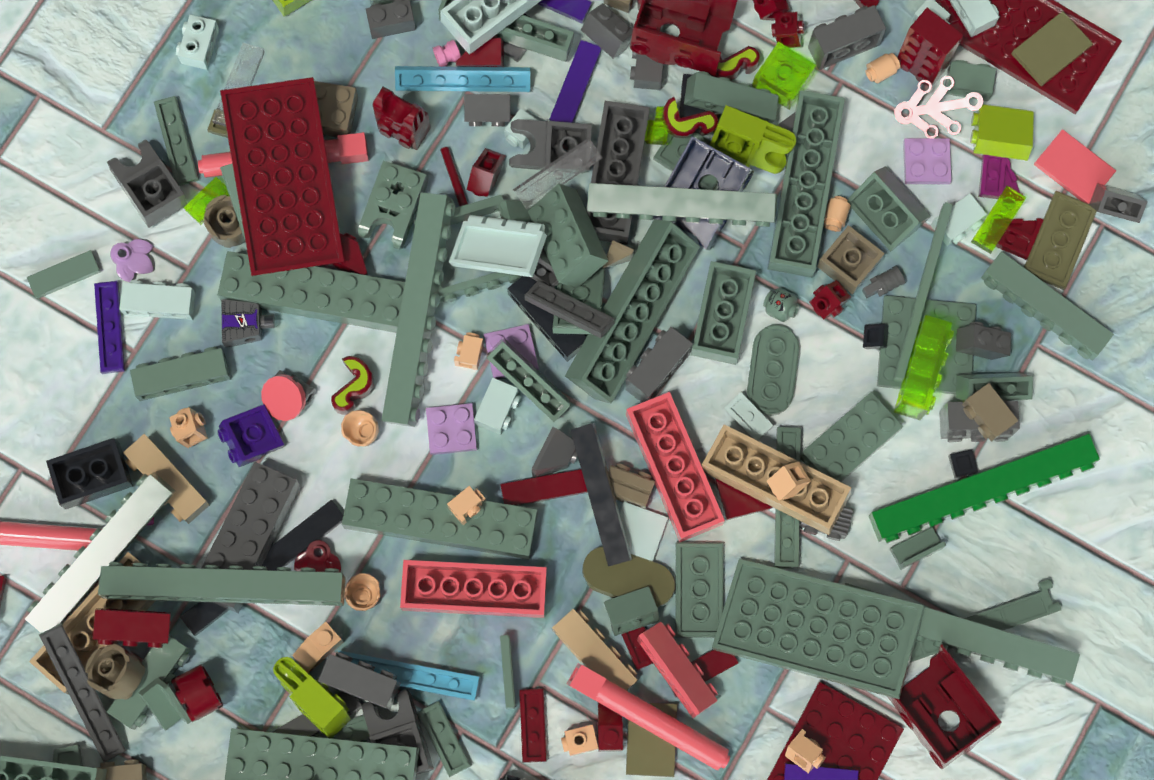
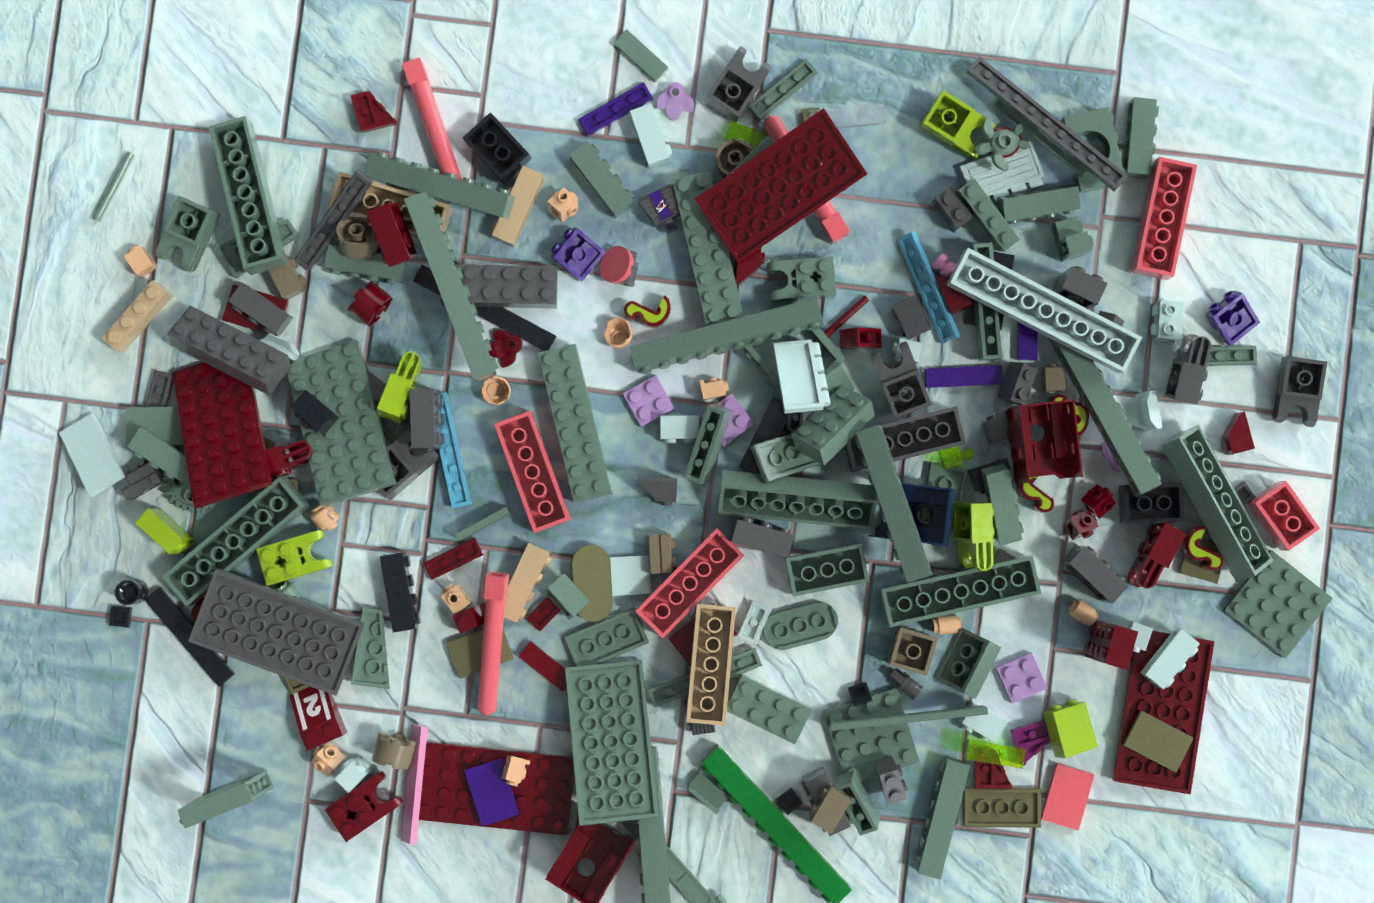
camera: 70 degrees right, 10 degrees up
(163, 704) = (351, 282): sand green panel -> none
(197, 42) = (868, 69): light aqua brick -> none
(317, 647) = (442, 376): light nougat slope -> none
(336, 107) = (860, 199): dark tan brick -> none
(400, 119) = (872, 254): dark red brick -> none
(444, 739) = (416, 498): sand green tile -> none
(466, 504) = (590, 439): light nougat brick -> none
(543, 488) = (635, 493): dark red tile -> none
(557, 172) = (880, 395): clear tile -> none
(569, 309) = (774, 452): dark grey tile -> none
(601, 494) = (643, 536): black tile -> none
(618, 254) = (837, 469): dark tan slope -> none
(677, 669) = (536, 649): coral slope -> none
(687, 126) = (964, 480): dark red animal -> none
(781, 304) = (853, 611): sand green head -> none
(784, 74) = (1042, 537): clear neon green brick -> none
(788, 481) = (708, 676): light nougat brick -> none
(829, 300) = (873, 647): dark red brick -> none
(923, 369) = (846, 743): clear neon green brick -> none
(934, 108) = (1065, 667): plant -> none
(970, 79) = (1103, 685): sand green brick -> none
(1118, 203) = (1050, 843): dark grey brick -> none

